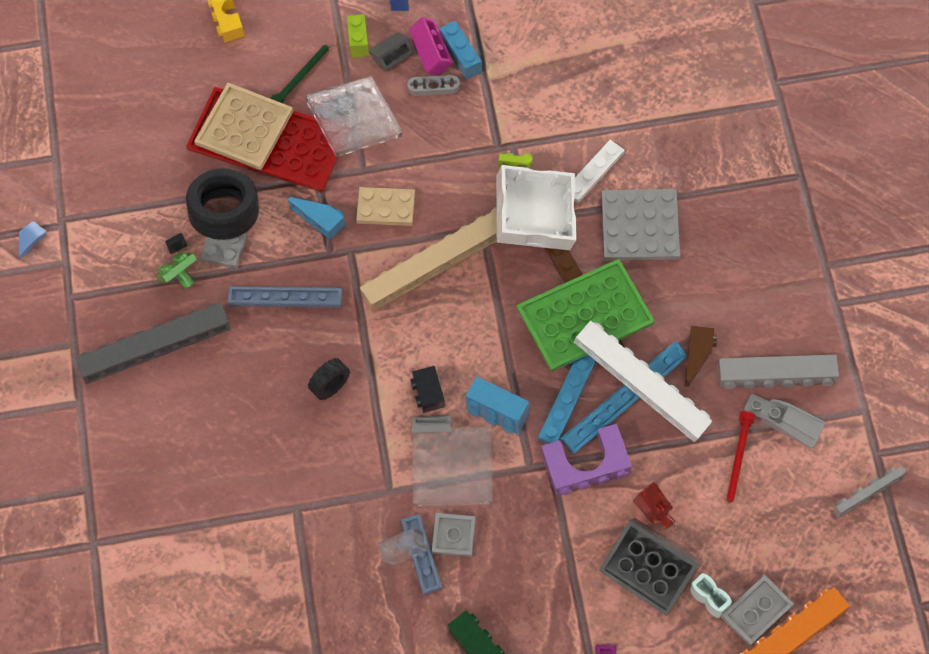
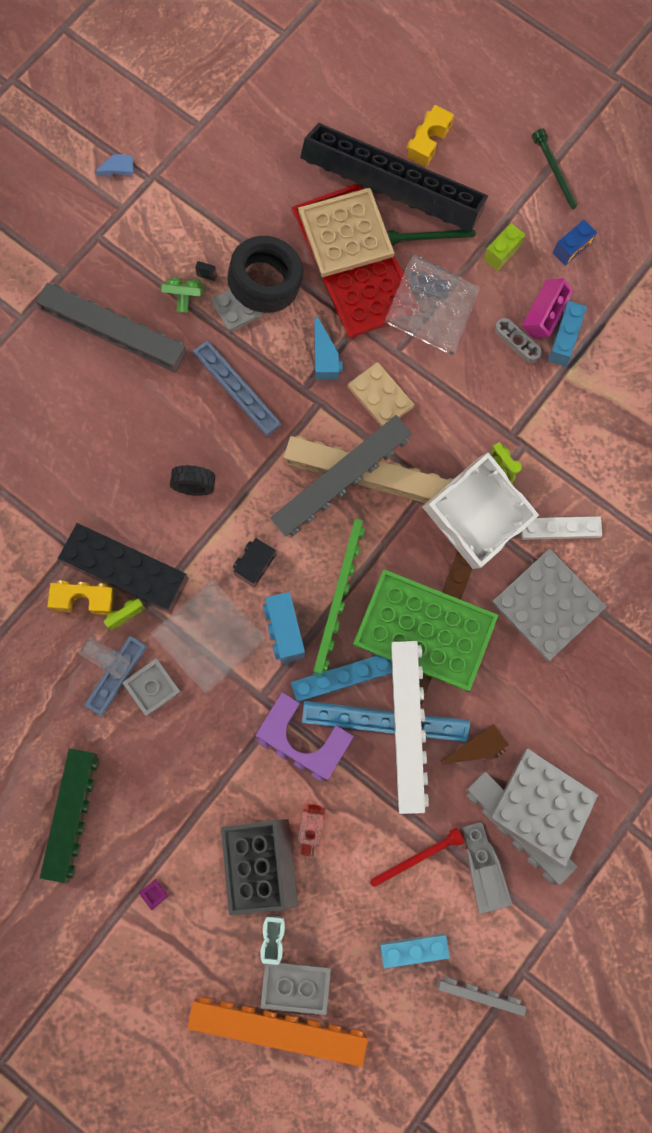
camera: 40 degrees right, 10 degrees up
(234, 61) = (393, 177): none -> black brick
(347, 482) = (123, 568): none -> black brick
(352, 516) = (63, 595): none -> yellow arch
(382, 502) = (119, 617): none -> lime plate
(391, 51) = (516, 283): dark grey brick -> none
(424, 277) = (342, 475): none -> dark grey brick
(431, 424) = (227, 590): light grey tile -> none
(512, 358) = (337, 605): none -> bright green plate
(777, 342) = (544, 808): none -> light grey plate
(800, 509) = (414, 950): none -> medium azure brick

